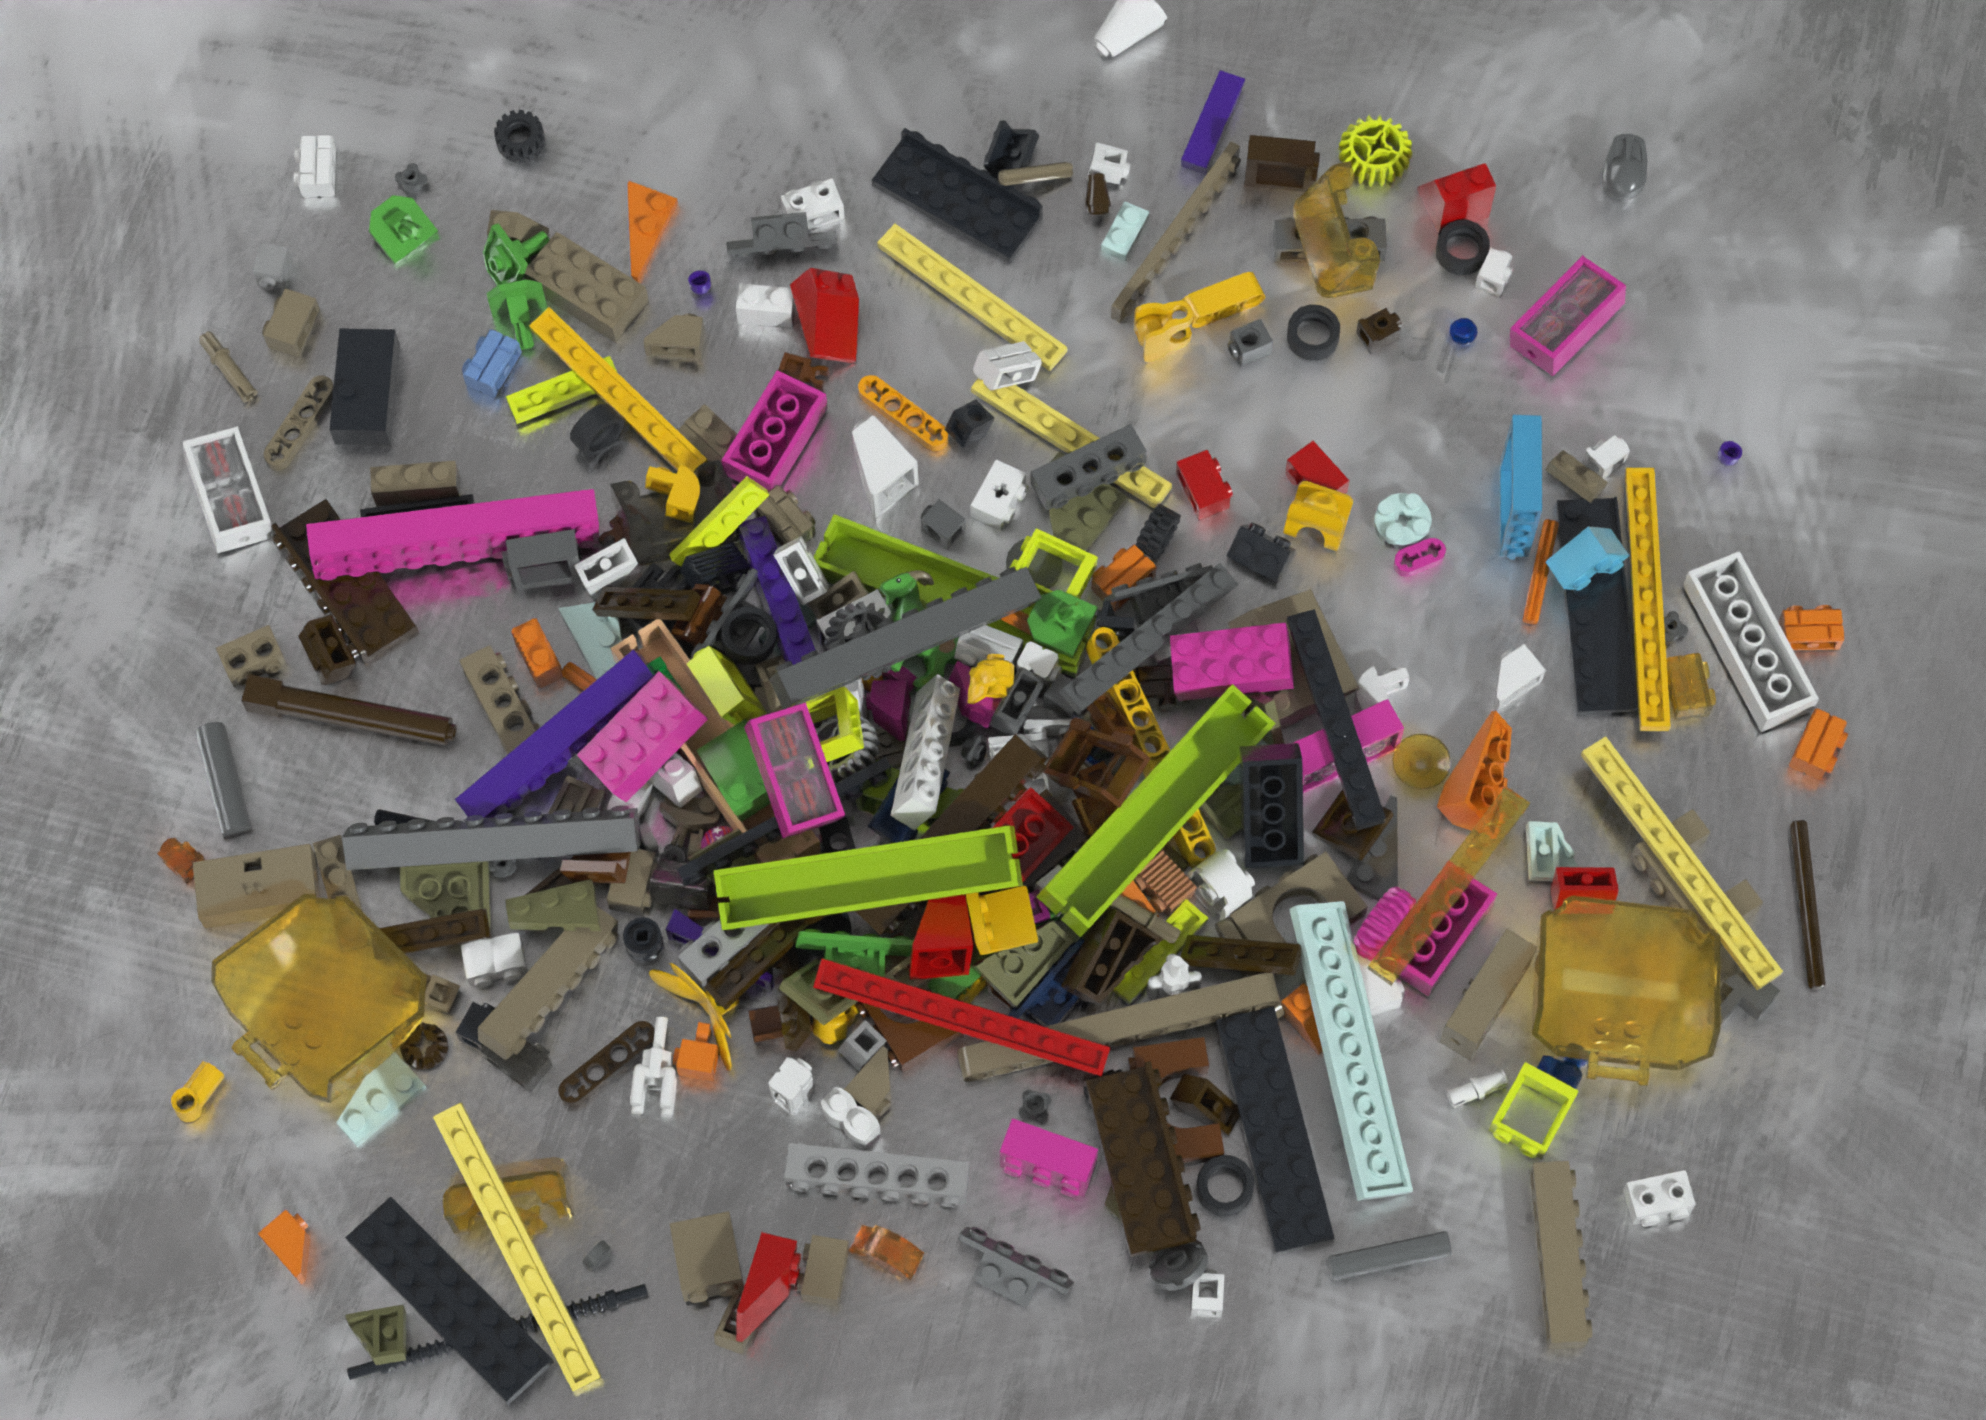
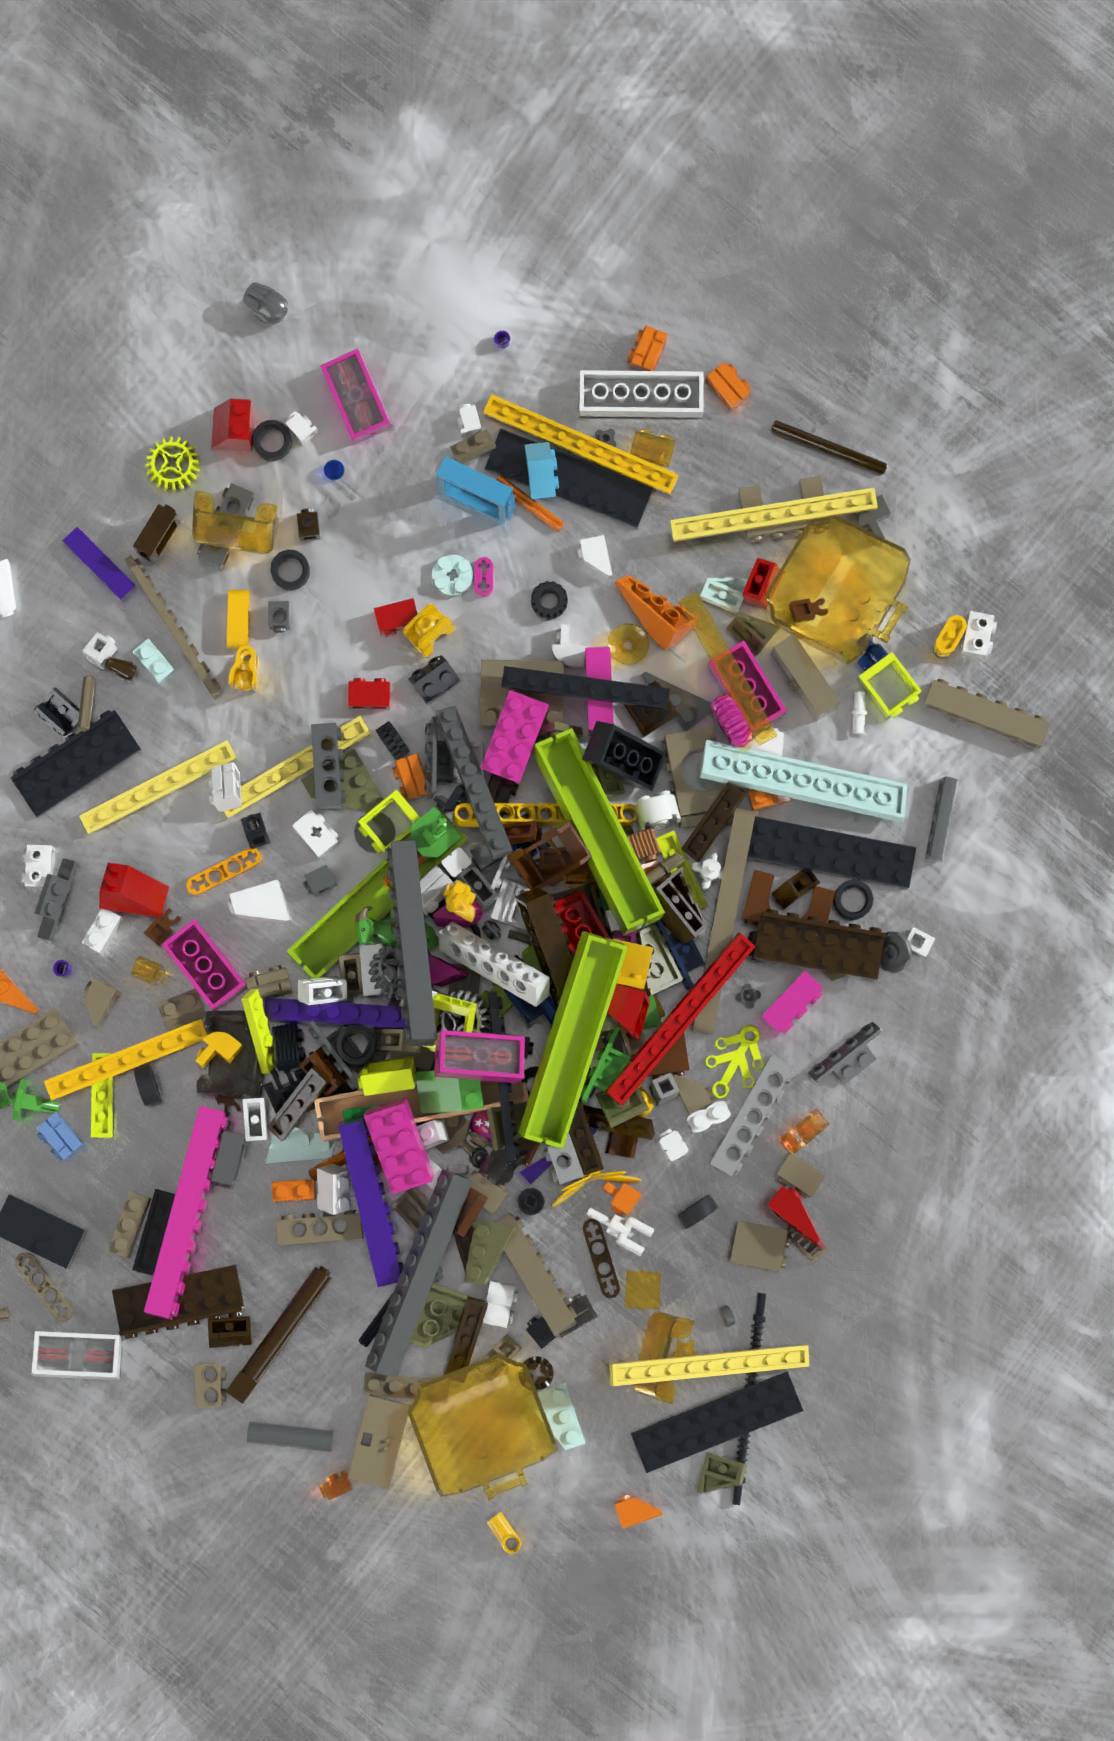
camera: 70 degrees left, 15 degrees up
(555, 693) = (333, 1189): none -> white brick
(588, 1135) = (642, 1289): none -> clear yellow piece
(718, 1154) = (697, 1211): none -> black tyre
(738, 372) = (148, 971): none -> clear yellow brick
(946, 1125) = (737, 1058): none -> neon yellow plant
(1422, 659) = (544, 612): none -> black tyre
(1514, 906) = (753, 631): none -> olive wing
(1577, 959) = (805, 611): none -> reddish brown plate
(1638, 1159) = (950, 636): none -> yellow brick

